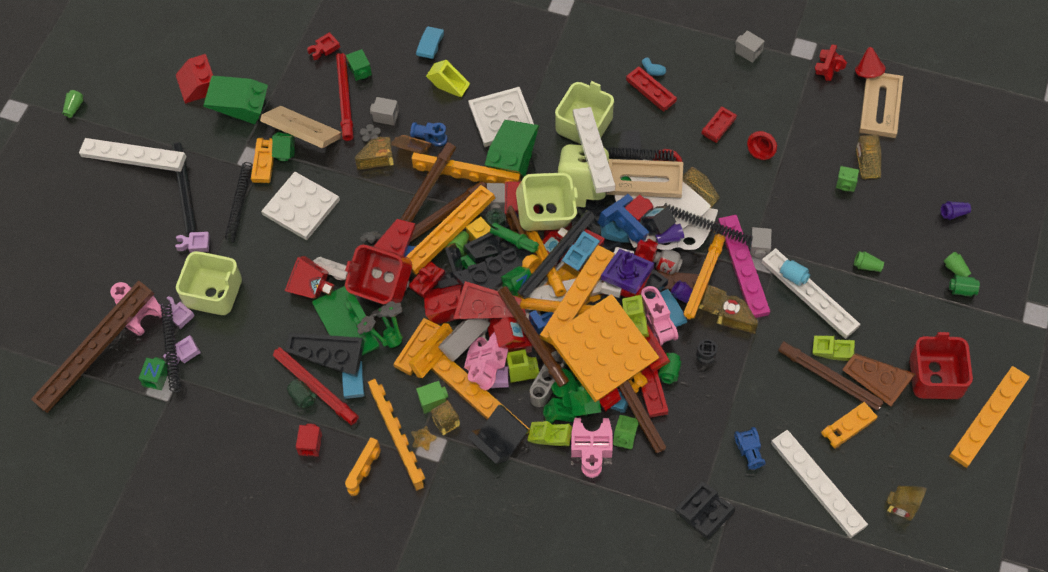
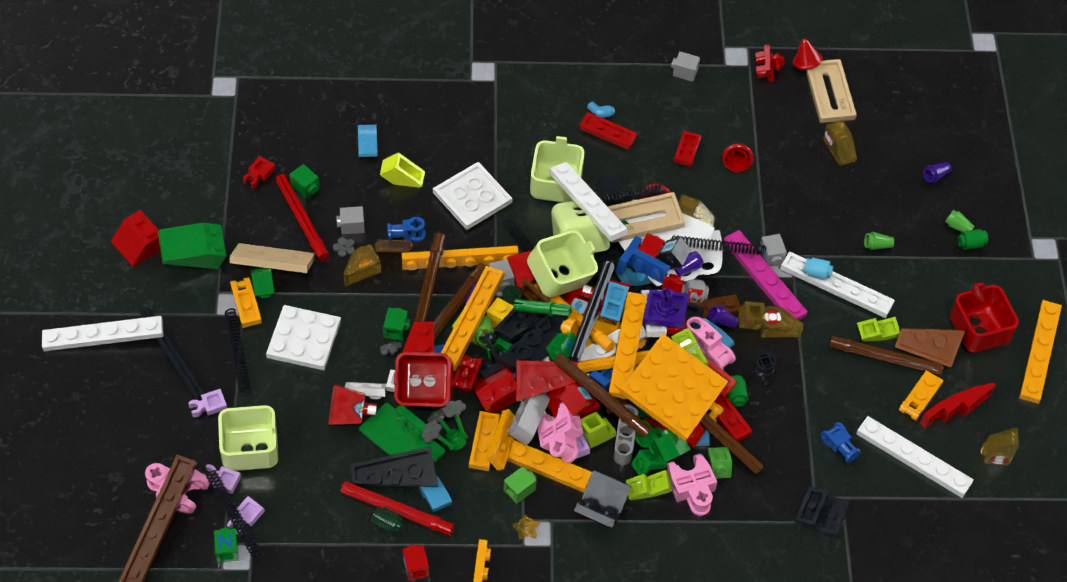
camera: 25 degrees left, 5 degrees down
(72, 103) = (11, 296): bright green cone -> none
(383, 215) = (396, 324): none -> green brick
(400, 440) = (505, 535): light orange plate -> none
(445, 417) = (542, 500): clear yellow brick -> none
(512, 147) = (499, 221): green slope -> none
(696, 296) = (733, 270): light orange axle -> none
(847, 179) = (827, 169): bright green bracket -> none
(888, 444) = (961, 402): none -> red slope

